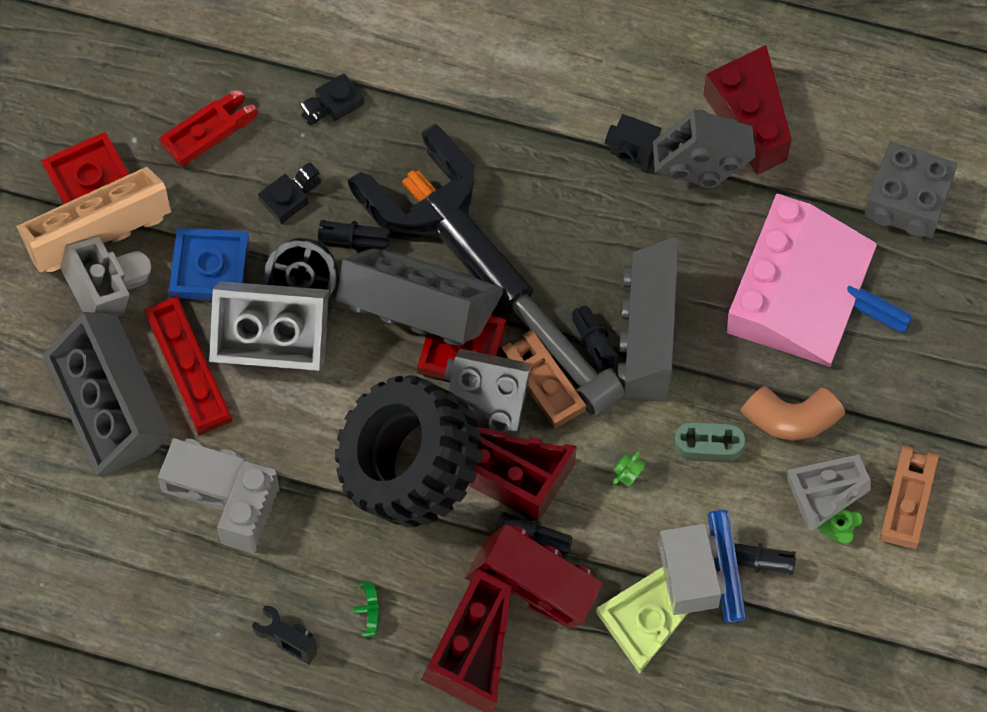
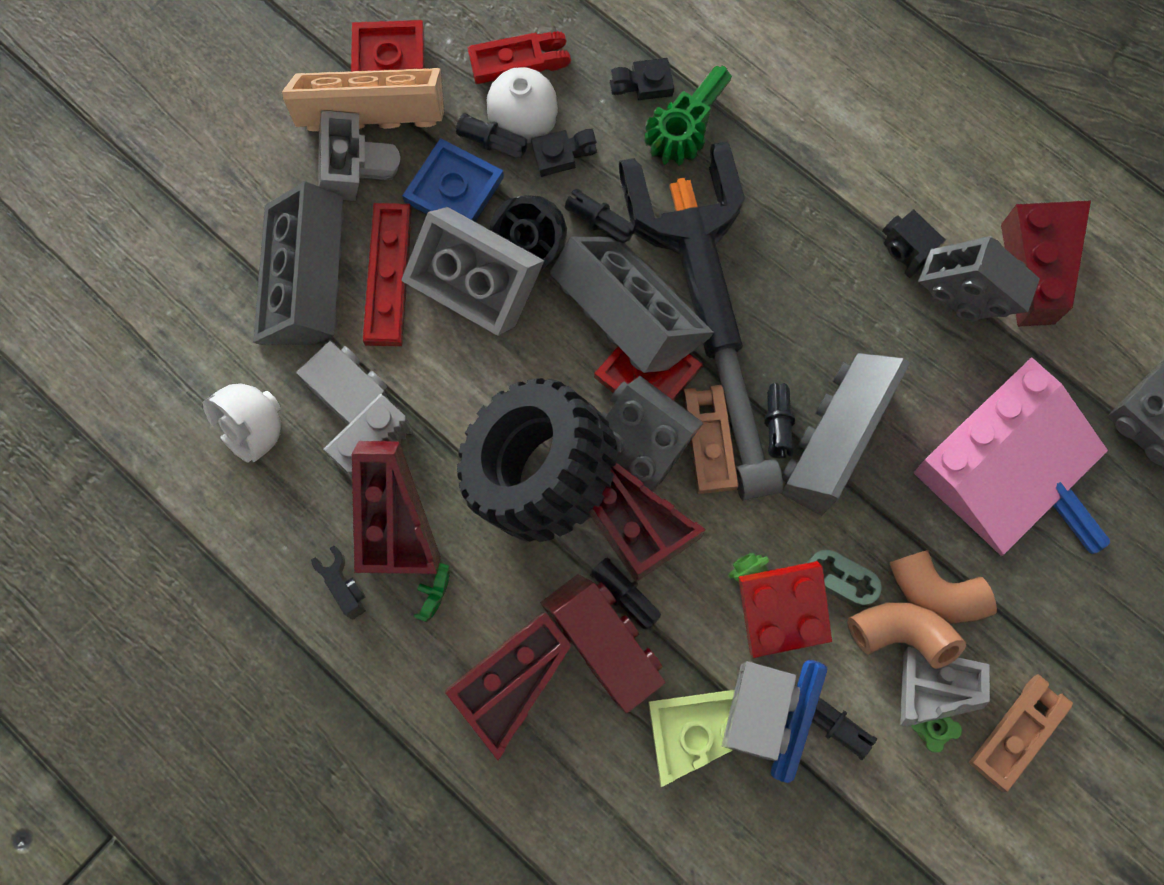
camera: 25 degrees right, 10 degrees up
(130, 540) = (246, 419): none -> white cylinder
(221, 206) = (491, 136): none -> black axle
(234, 169) = (523, 103): none -> white cylinder
(302, 555) = (388, 513): none -> dark red wedge
(387, 118) = (686, 117): none -> green gear
(673, 484) = (785, 609): none -> red plate
(776, 453) = (910, 625): none -> nougat cylinder

